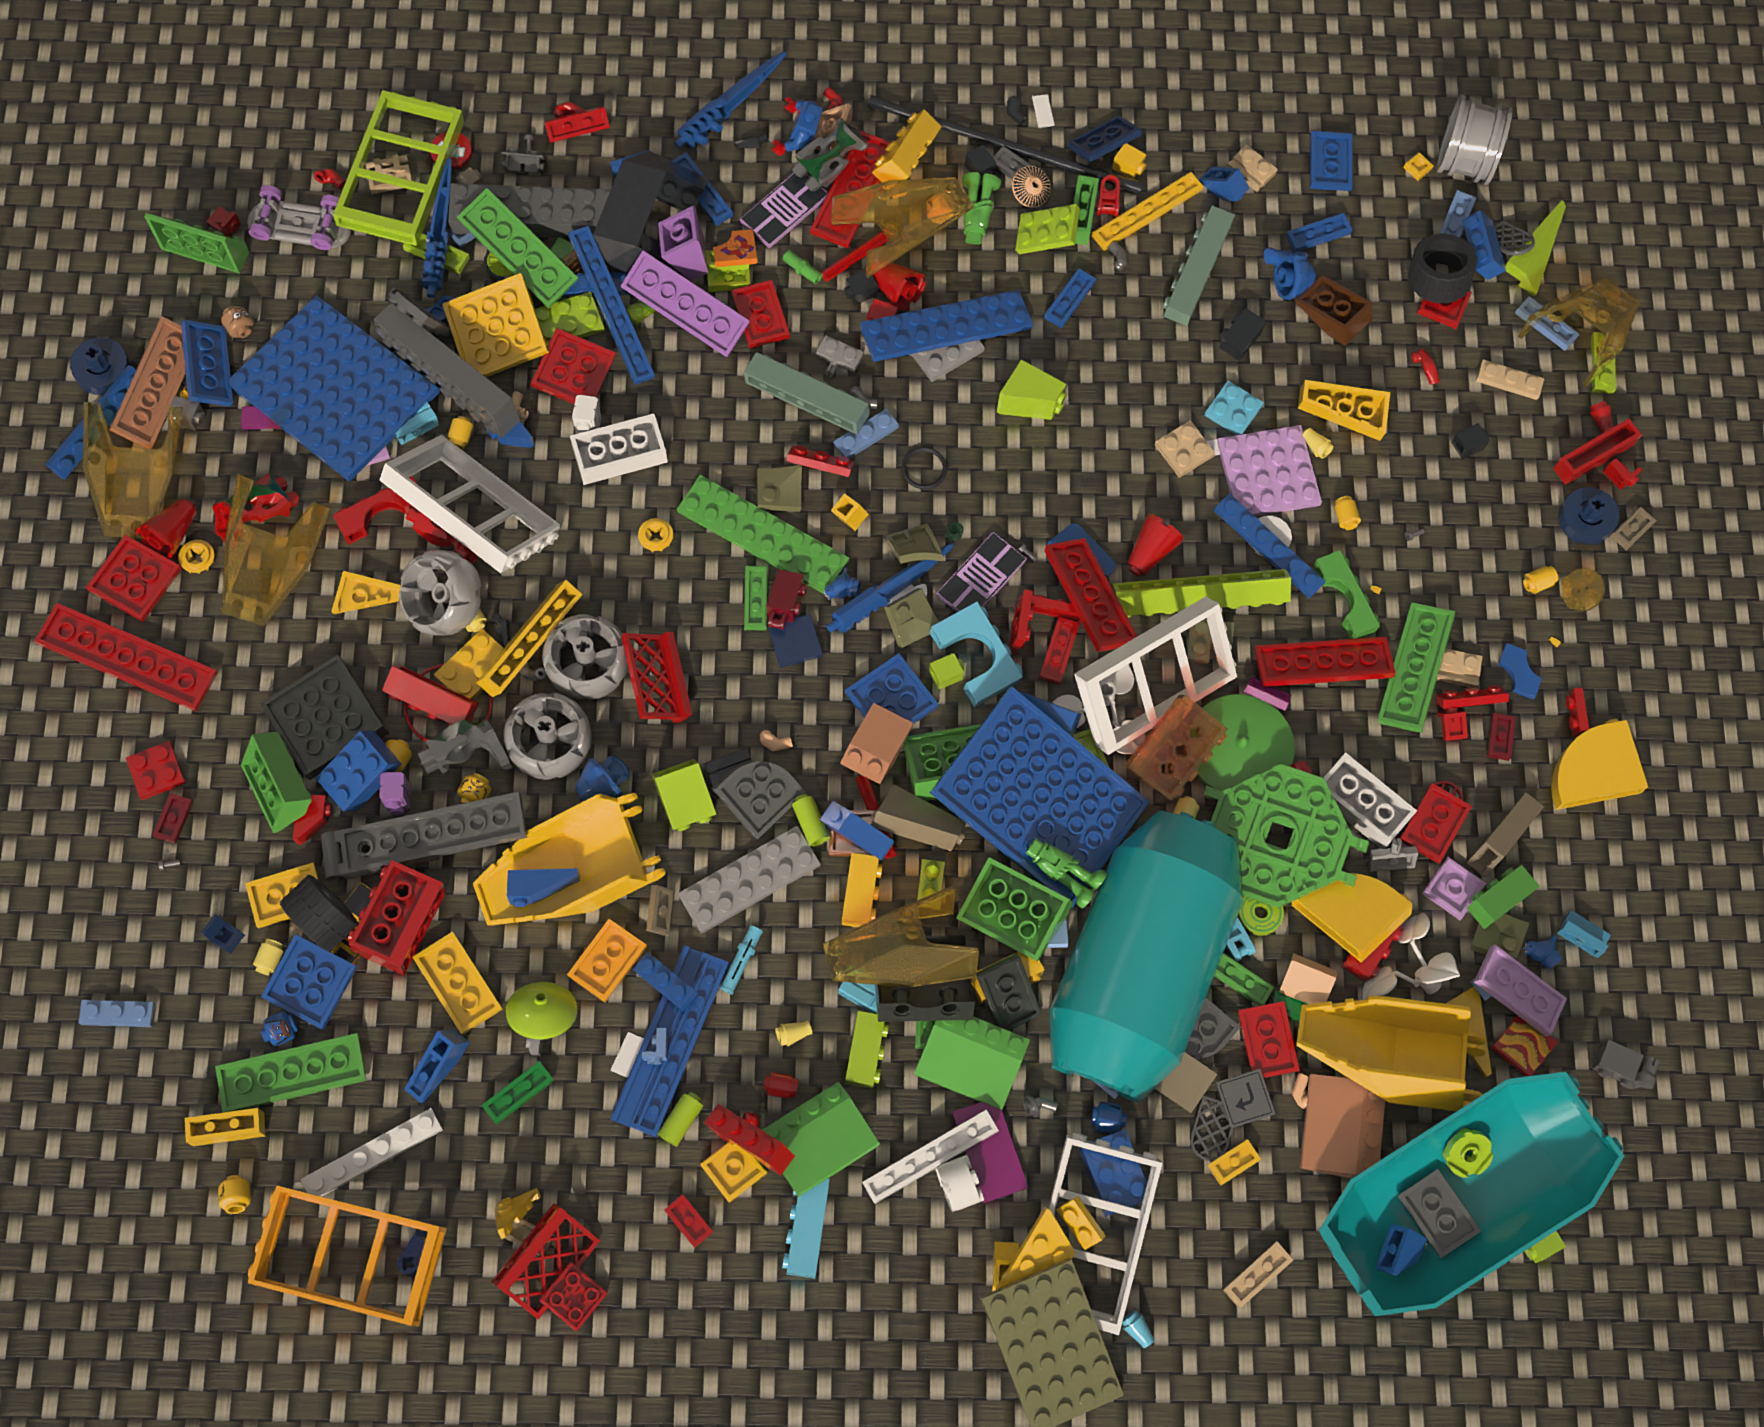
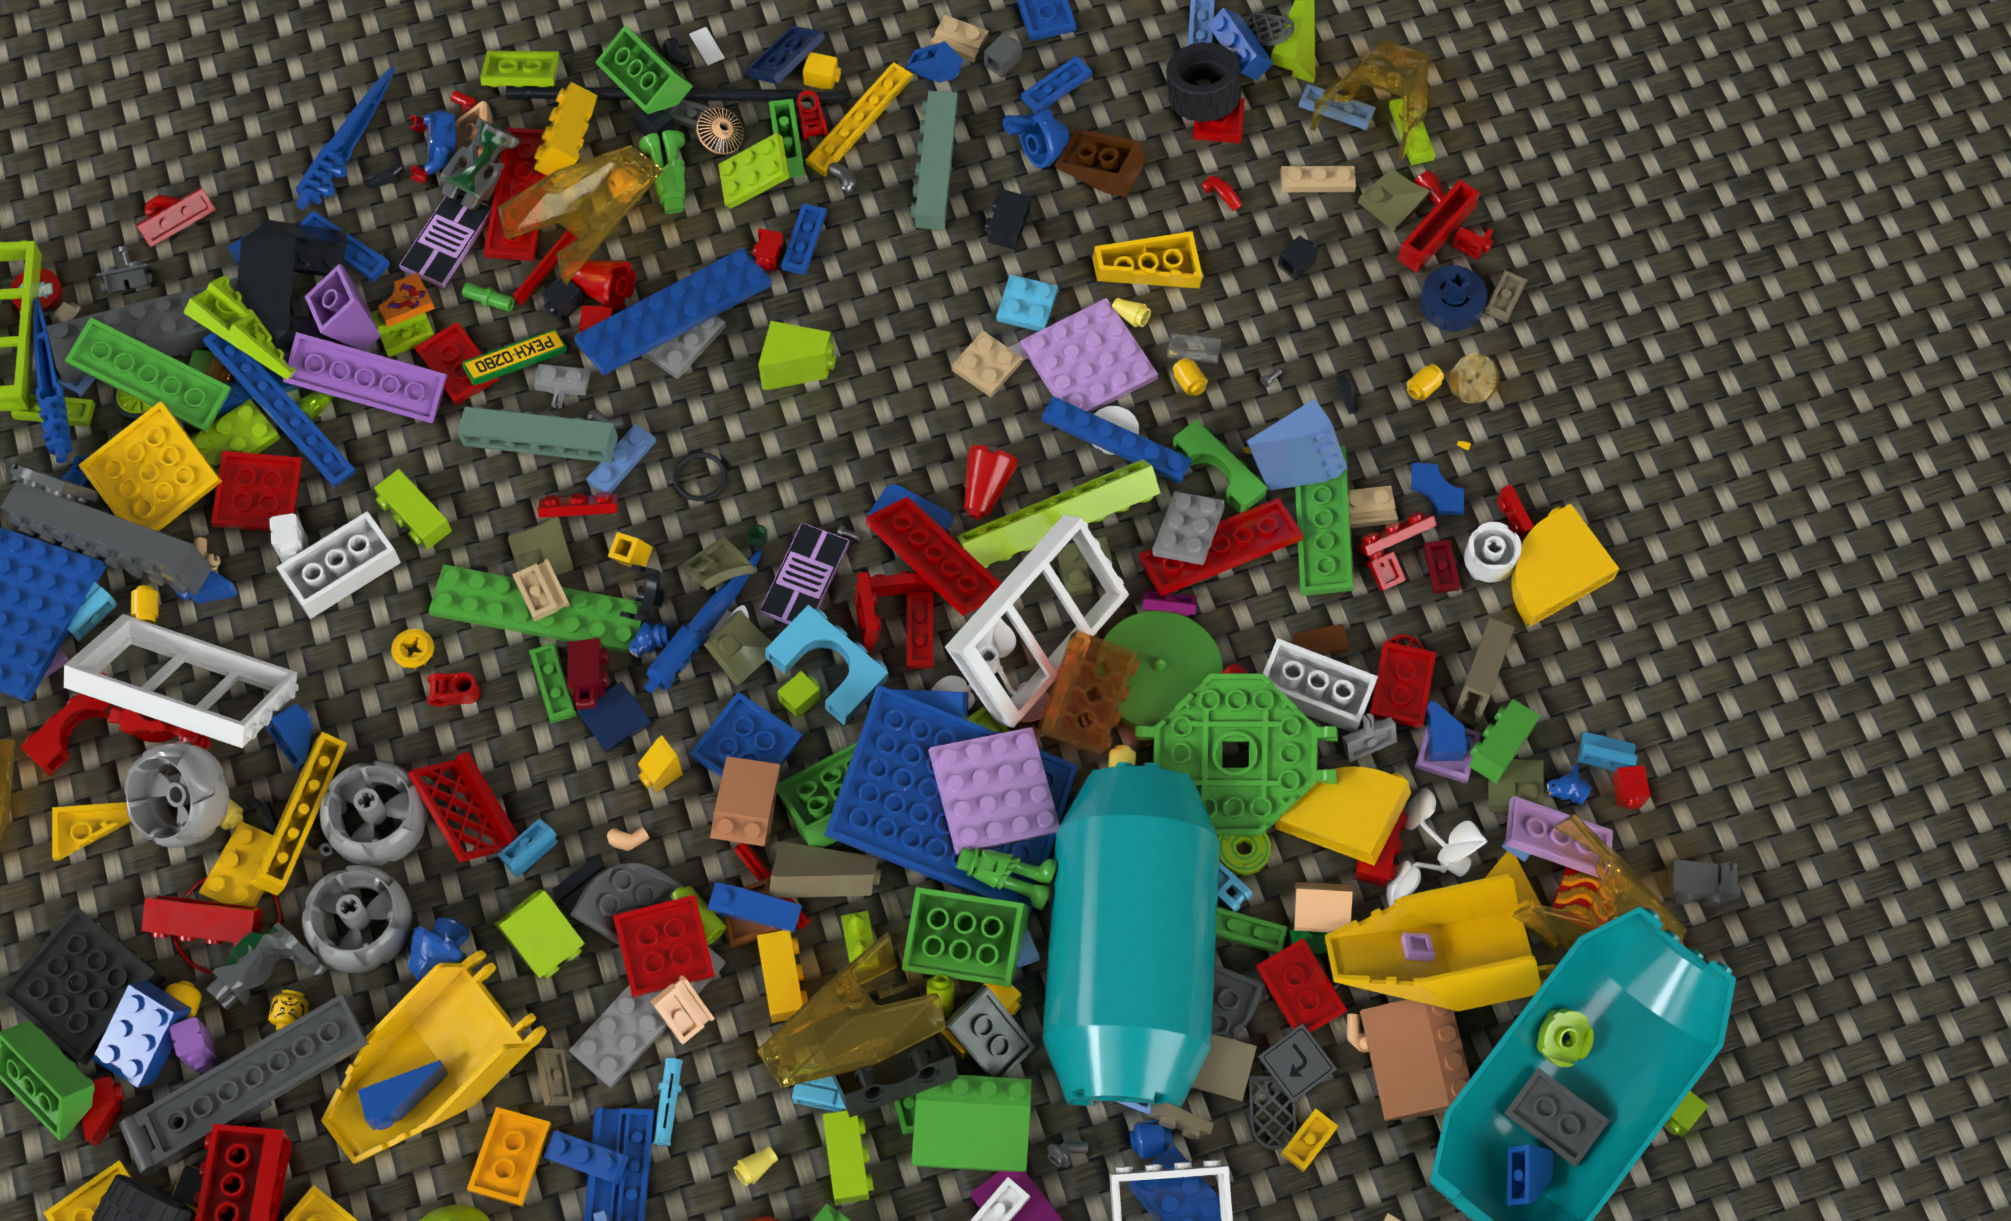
camera: 15 degrees left, 5 degrees down
(542, 573) = (292, 734): none -> blue slope
(592, 219) = (226, 315): none -> lime wedge
(672, 575) = (446, 689): none -> red piece
(689, 422) = (412, 510): none -> lime brick
(696, 723) = (528, 847): none -> dark azure panel
(769, 520) = (540, 590): none -> tan plate
(775, 891) = (682, 1010): none -> light nougat plate
(776, 837) = (663, 944): none -> red plate
(807, 323) = (514, 357): none -> tile
(818, 692) = (659, 765): none -> yellow slope
(855, 554) = (652, 595): none -> black piece
(886, 84) = (520, 68): none -> lime plate
(984, 118) = (642, 72): none -> bright green slope
(985, 944) = (945, 989): none -> lime brick
(1038, 298) = (768, 249): none -> red brick
(1076, 800) = (994, 790): none -> lavender plate
(1132, 1108) = (1174, 1117): none -> dark tan plate
(1283, 193) = (1002, 55): none -> dark grey brick
(1304, 637) = (1188, 528): none -> light grey plate
(1358, 489) = (1194, 348): none -> clear plate
(1374, 1039) = (1418, 946): none -> lavender tile
(1382, 765) = (1322, 640): none -> reddish brown tile
(1415, 604) = (1298, 449): none -> medium blue slope
(1456, 876) = (1445, 735): none -> blue slope
(1472, 566) = (1346, 391): none -> black bar
(1547, 739) = (1492, 552): none -> white brick
(1552, 1054) = (1617, 895): none -> clear yellow windscreen
(1567, 416) = (1393, 199): none -> olive plate
(1594, 968) = (1631, 787): none -> red brick

